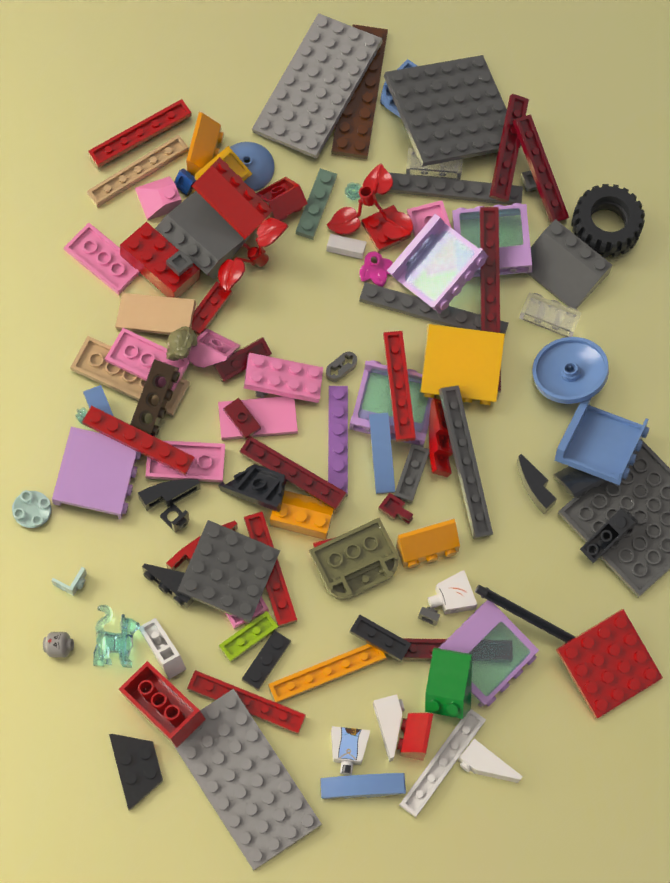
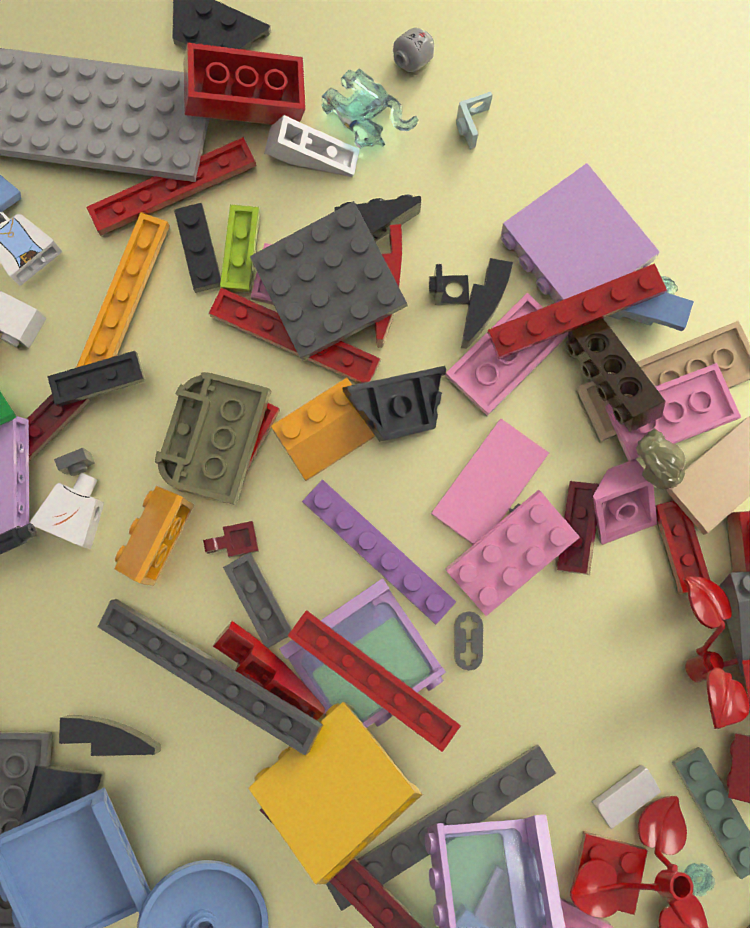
camera: 135 degrees right, 10 degrees up
(31, 509) = (596, 144): light aqua dish -> none
(242, 418) = (503, 459): dark red plate -> none
(294, 473) = (381, 458): dark red plate -> none
(376, 272) = (558, 801): dark pink plate -> none
(382, 453) = (313, 585): medium blue slope -> none

